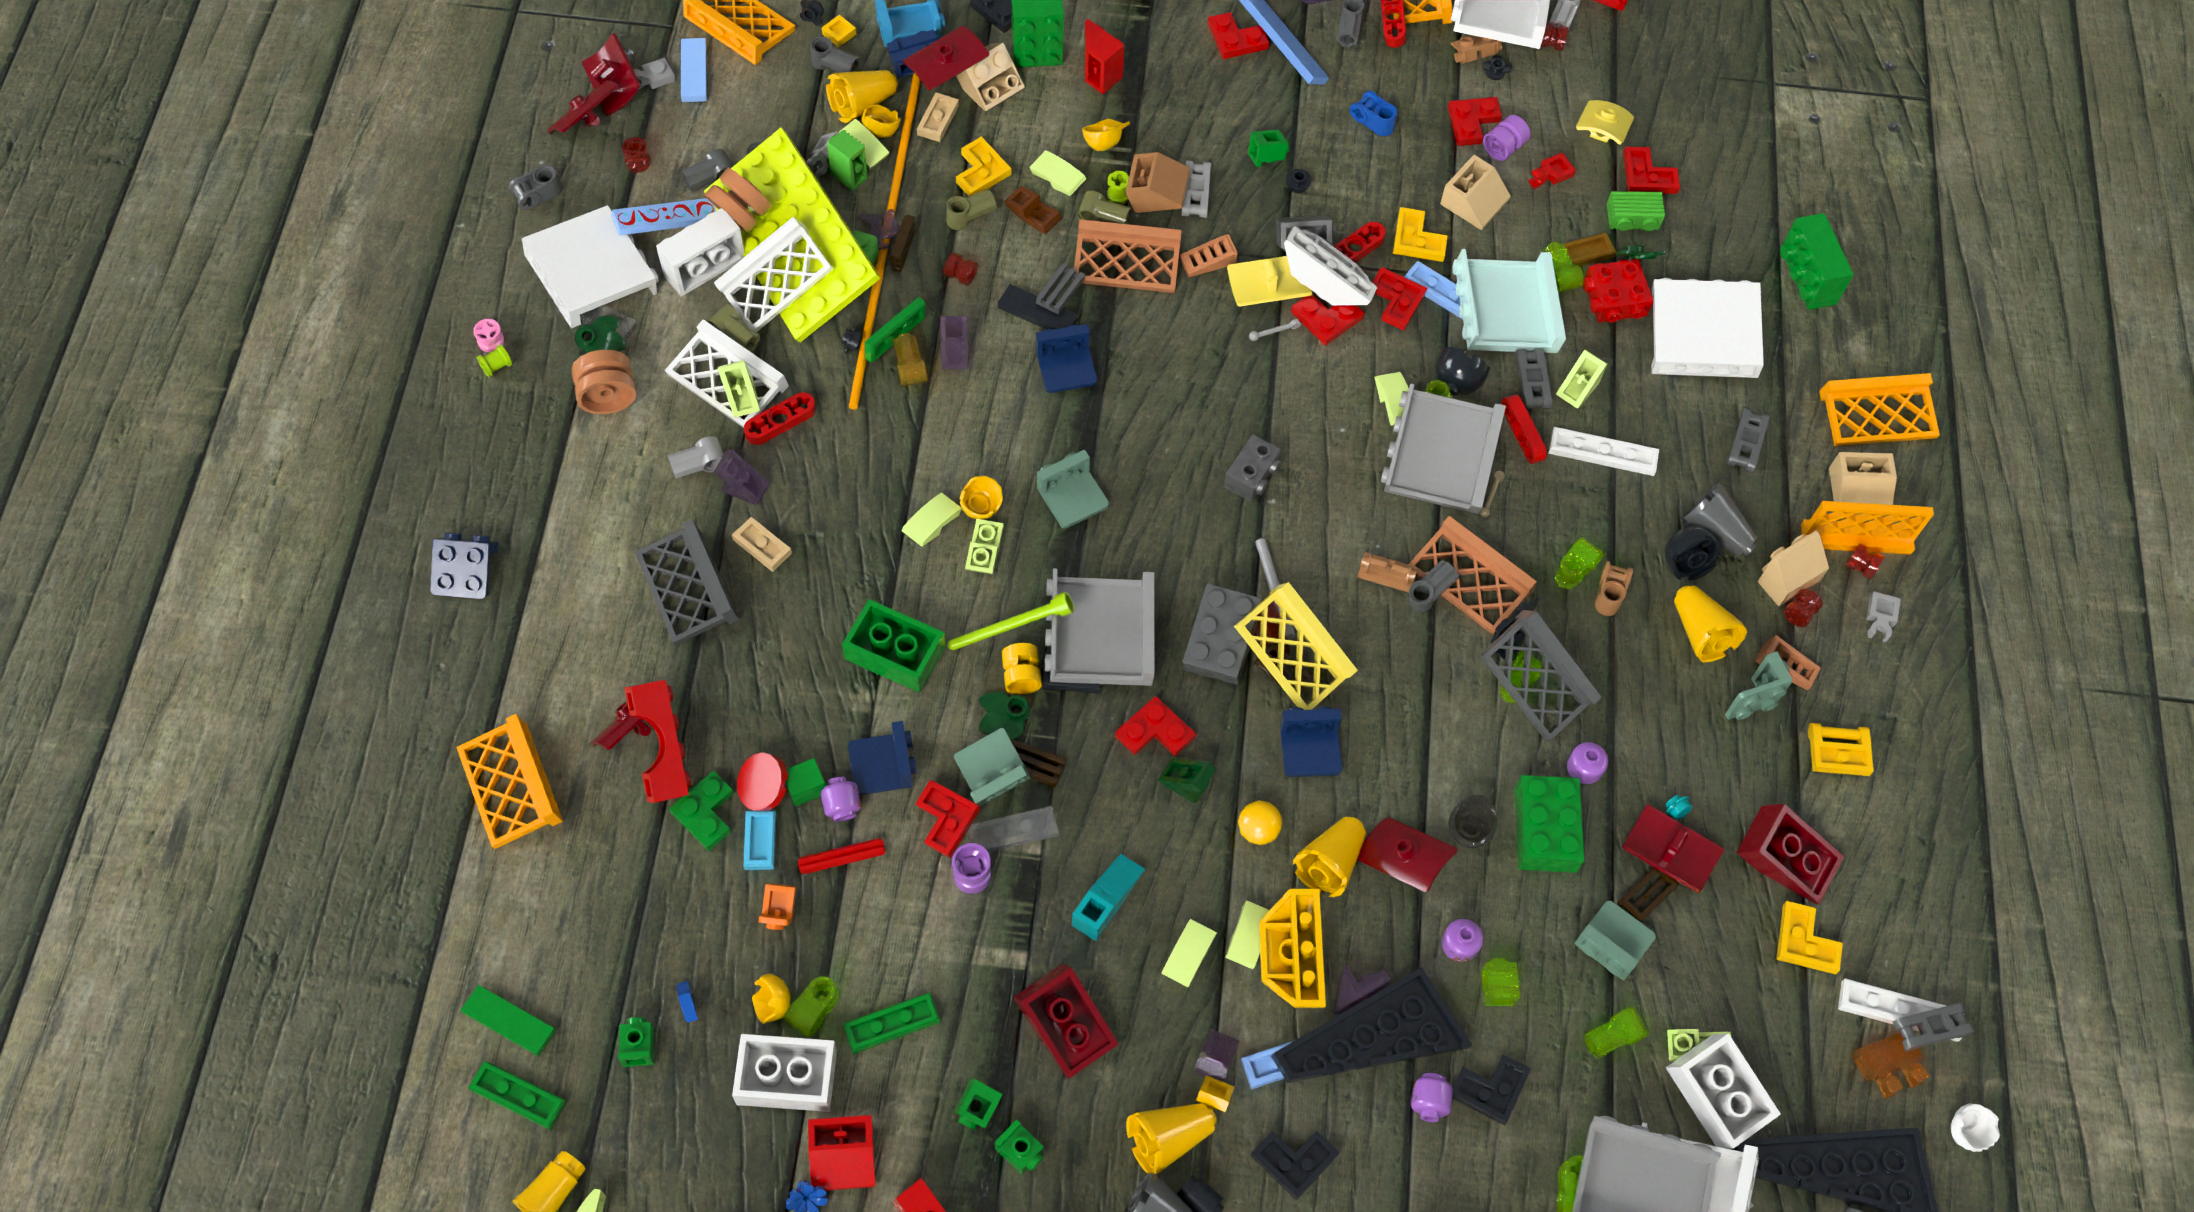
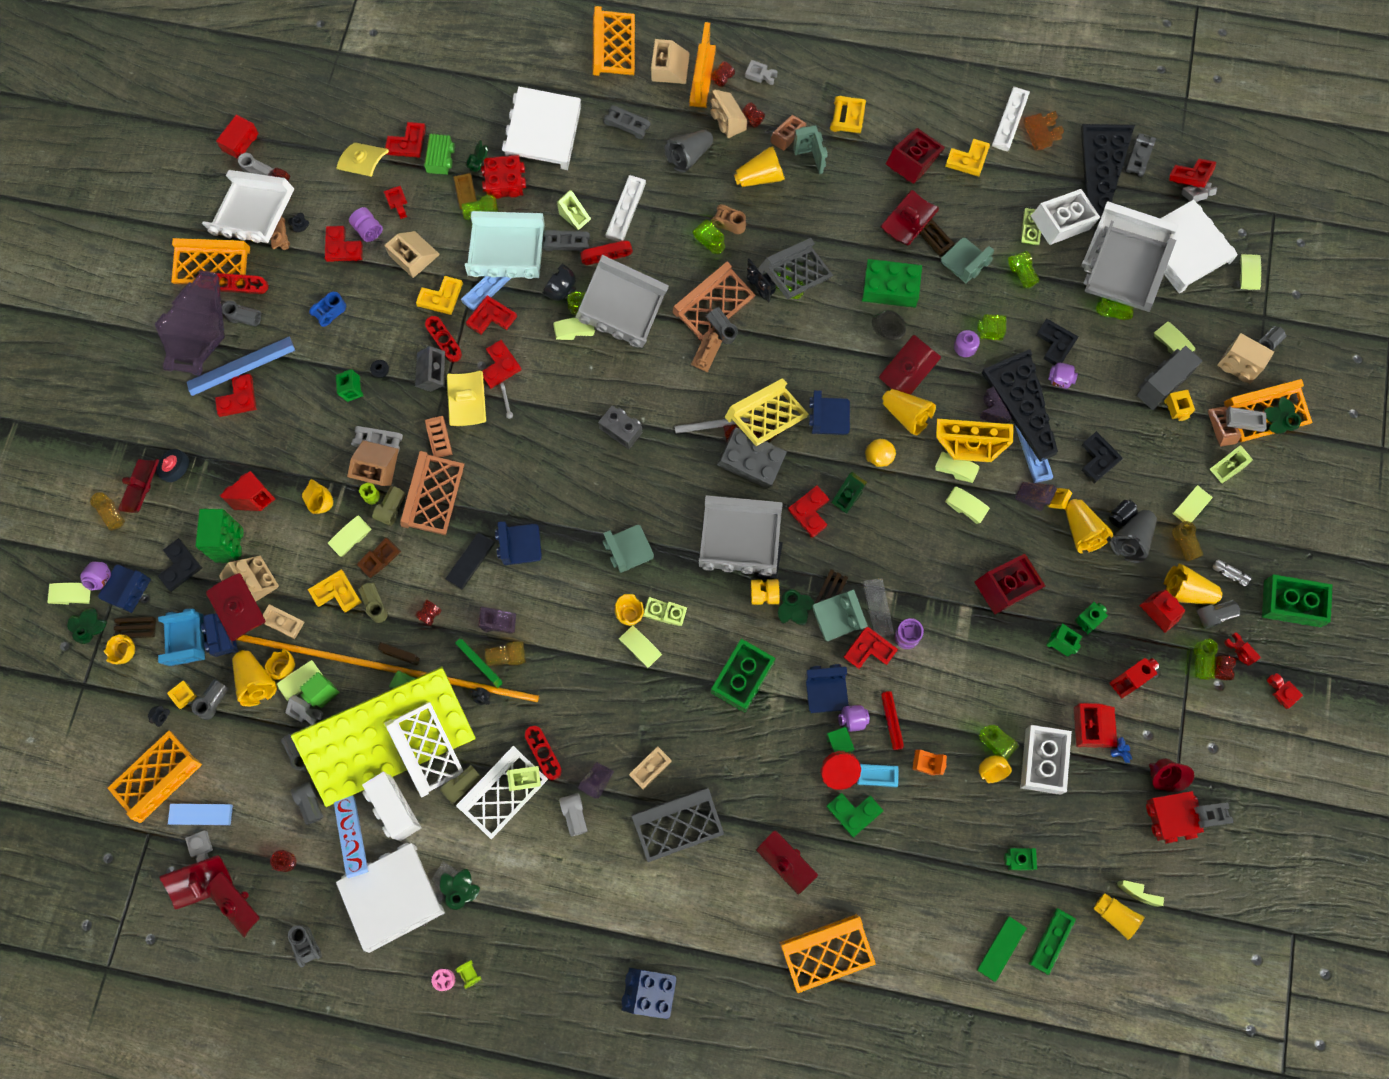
camera: 80 degrees left, 10 degrees up
(603, 382) = (504, 883): nougat wheel -> none
(666, 776) = (833, 836): red arch -> none
(686, 1001) = (997, 824): blue tile -> none
(740, 197) = (358, 771): nougat wheel -> none
(885, 232) = (386, 666): piece -> none
(891, 1023) = (1007, 693): green tile -> none
(1060, 605) = (731, 557): lime piece -> none
(1069, 274) = (445, 533): dark grey tile -> none
(1106, 897) = (930, 549): teal slope -> none
(1327, 270) = (470, 354): white wedge -> none
(1587, 762) = (853, 254): medium lavender head -> none
(1678, 807) = (882, 210): teal plate -> none
(1692, 552) = (709, 169): black cylinder -> none
(1816, 261) = (499, 52): green brick -> none
(1934, 1026) = (1027, 101): dark grey plate -> none
(1975, 1127) = (1082, 96): white hair -> none

